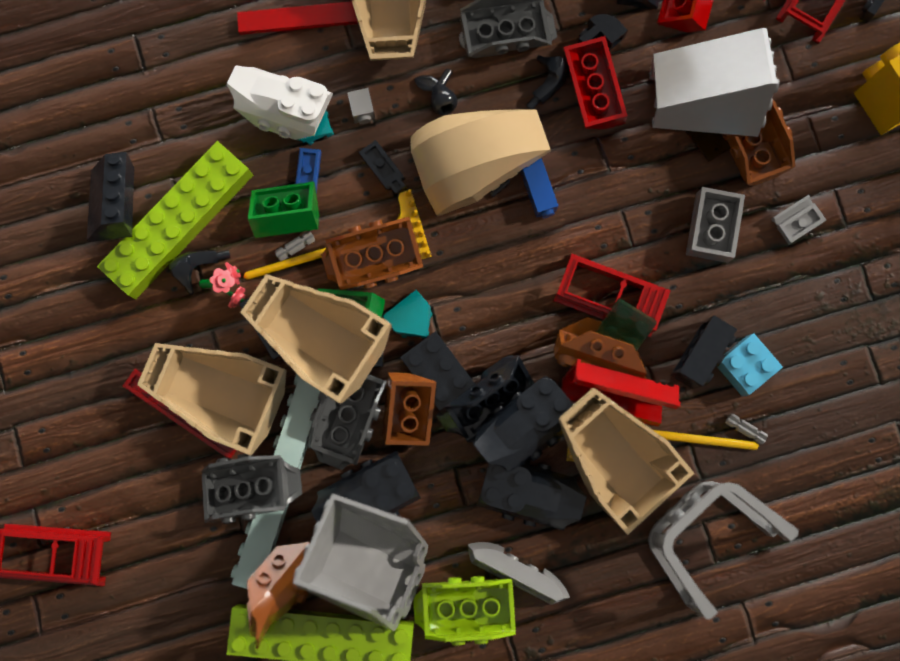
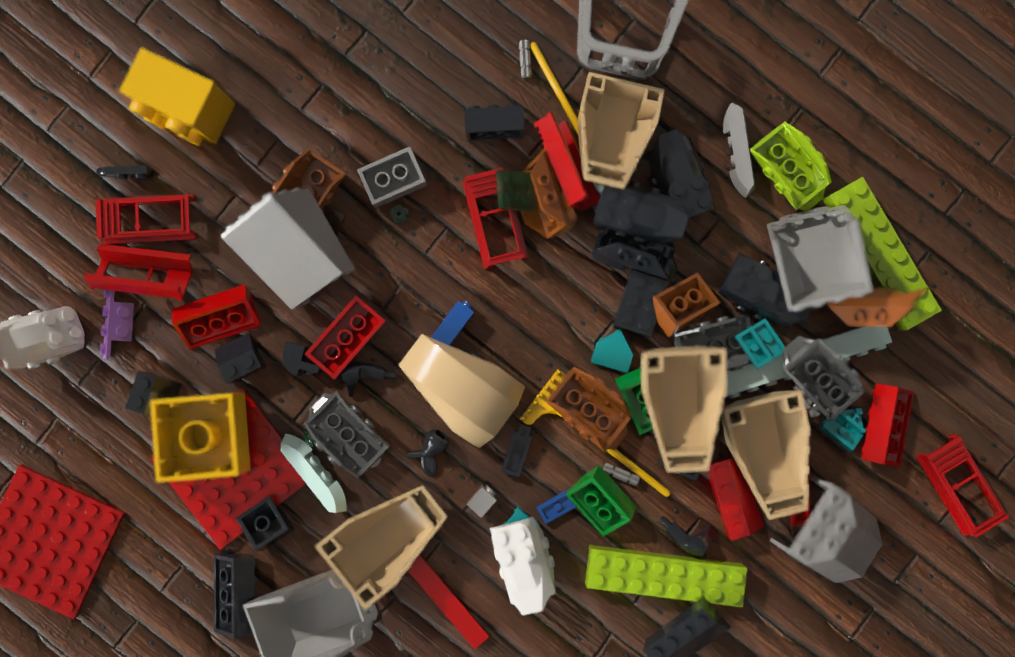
camera: 125 degrees left, 5 degrees up
(93, 395) = (838, 536): none -> light grey windscreen
(158, 524) = (887, 425): none -> red slope
(184, 484) = (845, 428): none -> teal slope
(195, 329) = (734, 499): none -> red slope
(223, 281) = (687, 504): coral plant -> none
(320, 454) = (760, 343): none -> teal slope
(675, 216) = (399, 208): none -> clear green plate
(749, 365) = (479, 85): medium azure brick -> none
(798, 219) = (344, 121): light grey plate -> none

